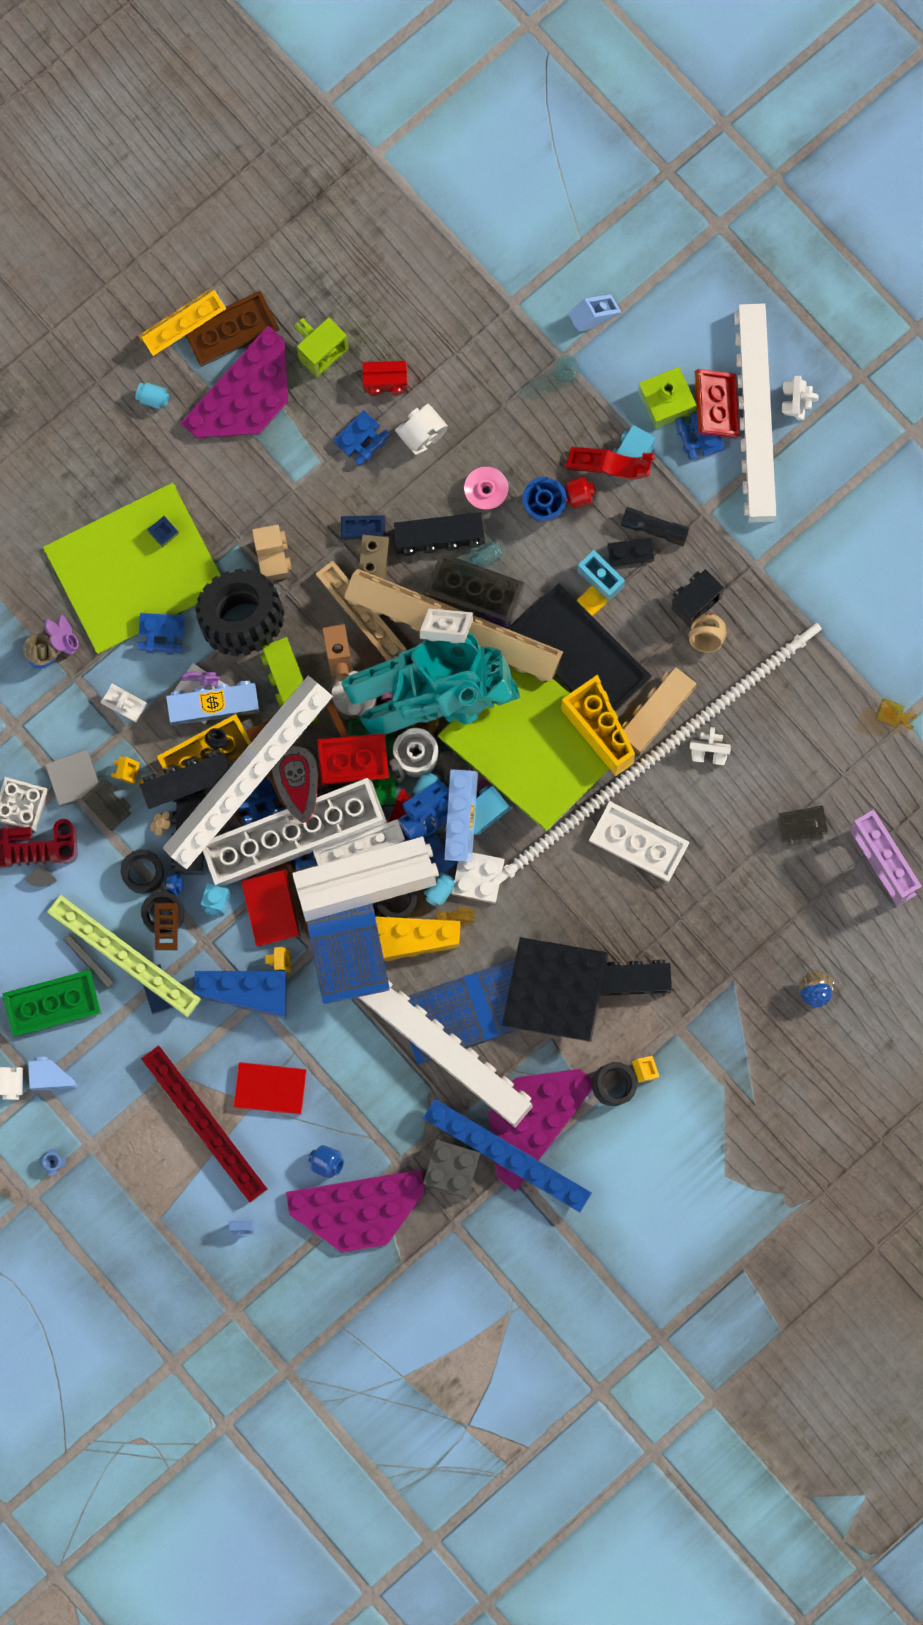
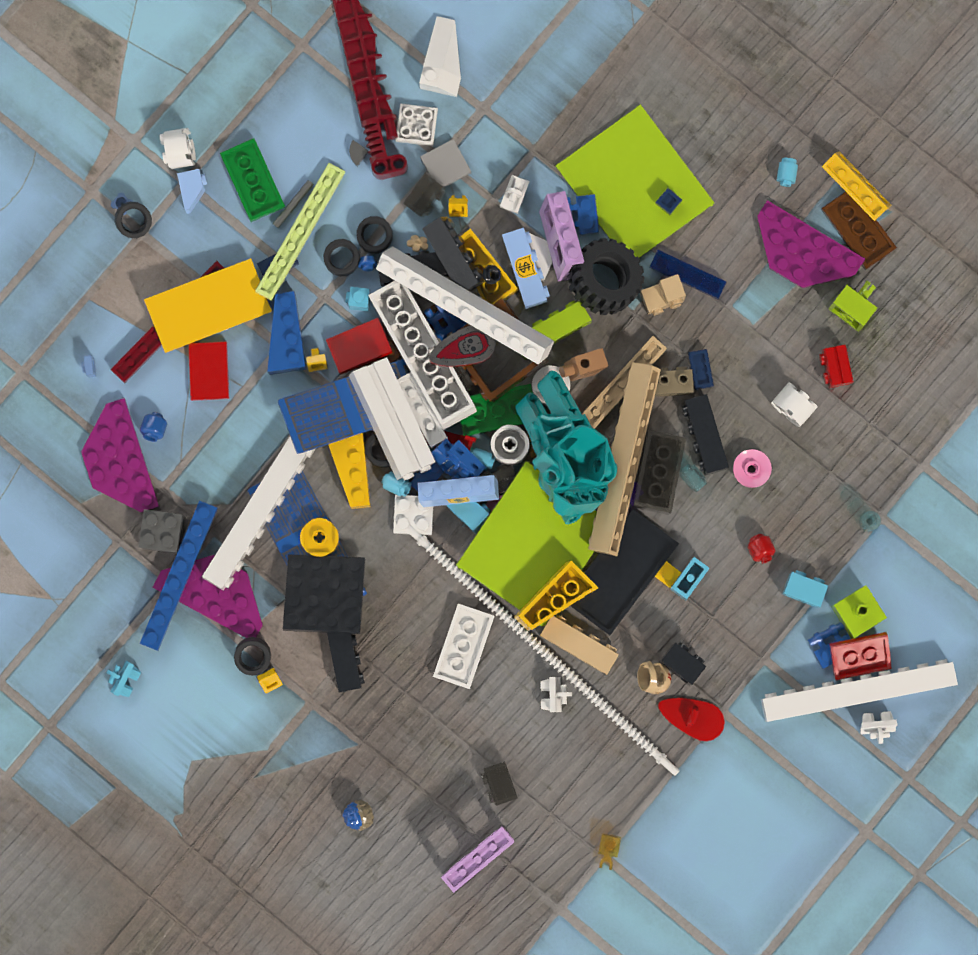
camera: 80 degrees right, 5 degrees up
(39, 651) = (548, 117): dark tan piece -> none
(61, 635) = (564, 132): medium lavender plate -> none
(82, 1134) = (147, 220): none -> black tyre
(166, 907) = (343, 266): reddish brown slope -> none
(181, 653) = (560, 234): none -> lavender window
(193, 1076) = (207, 305): none -> yellow tile
(206, 679) = (544, 259): medium lavender plate -> none
(255, 517) = (688, 274): none -> clear blue plate
(352, 758) = (492, 392): red tile -> none
(357, 433) = (783, 351): blue plate -> none
(396, 771) = (490, 431): dark grey tile -> none
(446, 625) = (617, 451): white plate -> none
(462, 914) = (378, 507): clear yellow plate -> none
(498, 978) = (312, 529): none -> yellow plate
(541, 491) = (754, 512): blue cylinder -> none
(593, 312) = (926, 537): light blue slope -> none
(609, 462) = (790, 570): red piece -> none
(616, 1242) = (119, 686): none -> medium azure hips
(630, 552) = (717, 601): black plate -> none
(642, 522) = (742, 618): black axle -> none
(758, 599) = (693, 717): none -> red shield

